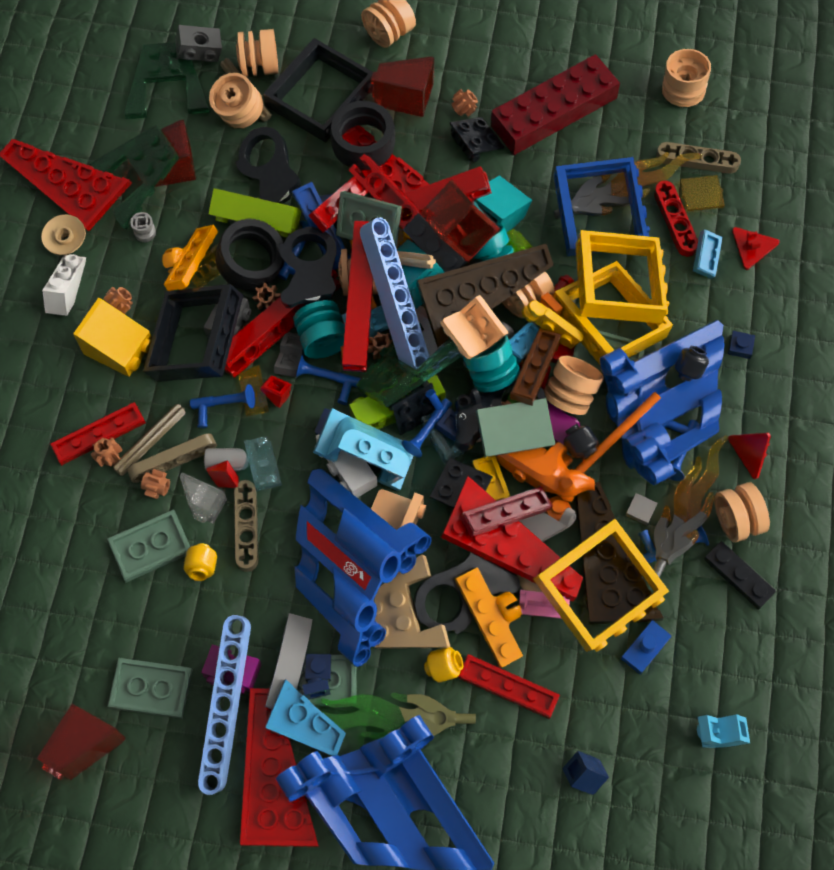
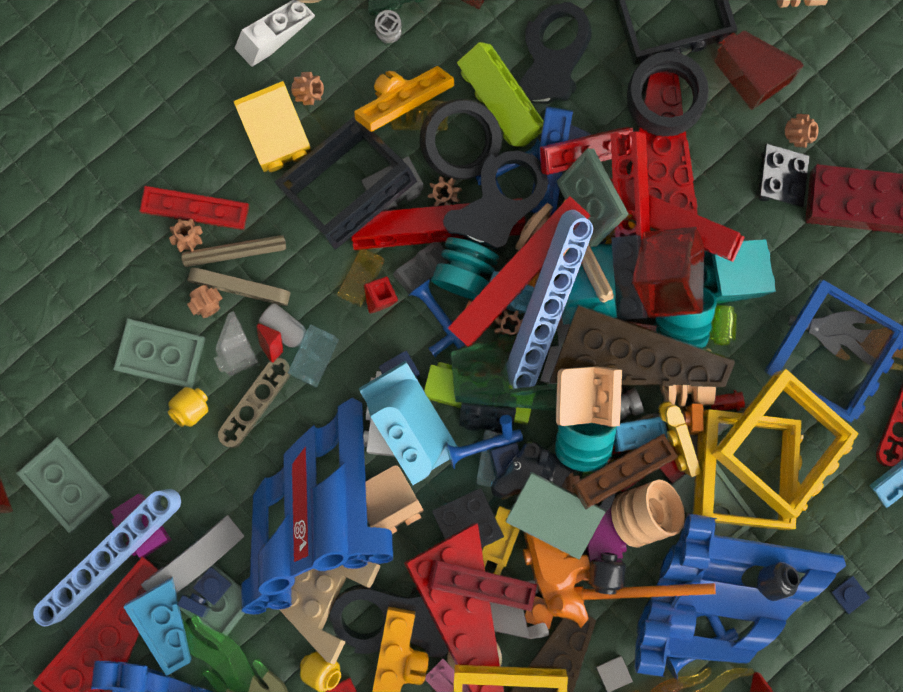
camera: 40 degrees right, 15 degrees up
(246, 396) = (346, 282): blue piece -> none

